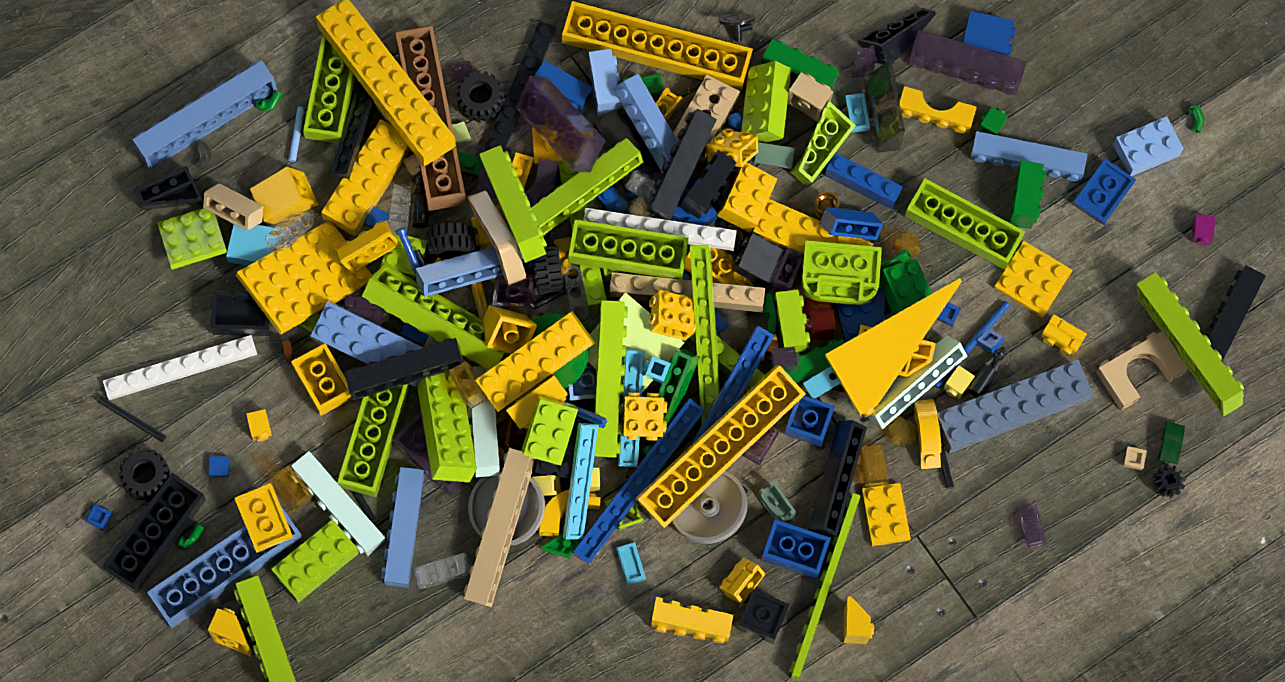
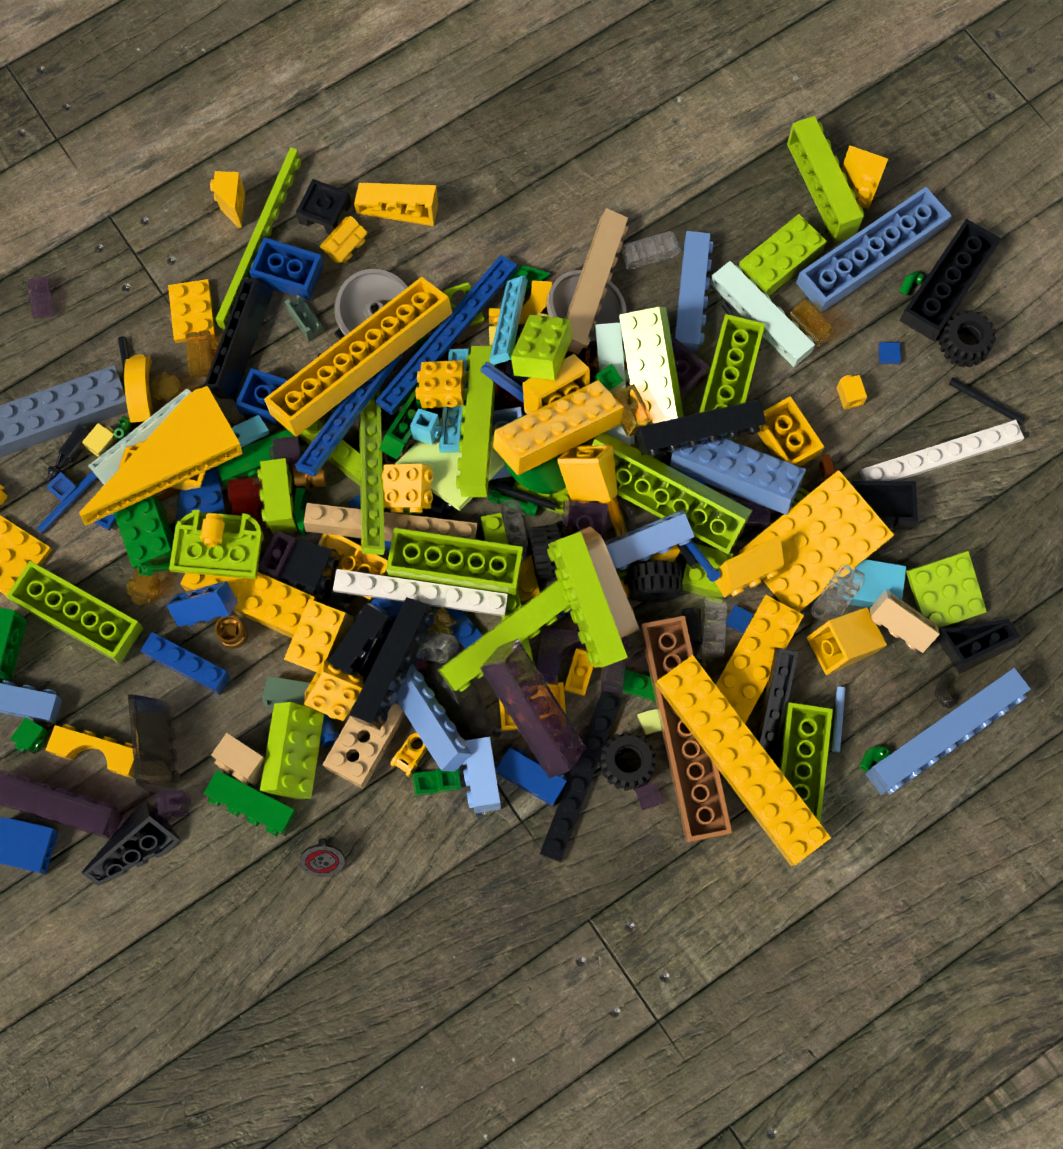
camera: 175 degrees left, 0 degrees up
(98, 517) = (1008, 303): blue tile -> none
(263, 517) = (839, 282): yellow plate -> none
(488, 416) = (609, 377): none -> green plate
(631, 563) = (457, 262): medium azure tile -> none
(656, 45) = (419, 825): yellow brick -> none
(825, 141) = (229, 699): lime wedge -> none
(844, 275) = (212, 530): none -> yellow brick
(857, 112) = (187, 748): medium azure plate -> none
(938, 394) = (125, 429): none -> green arm

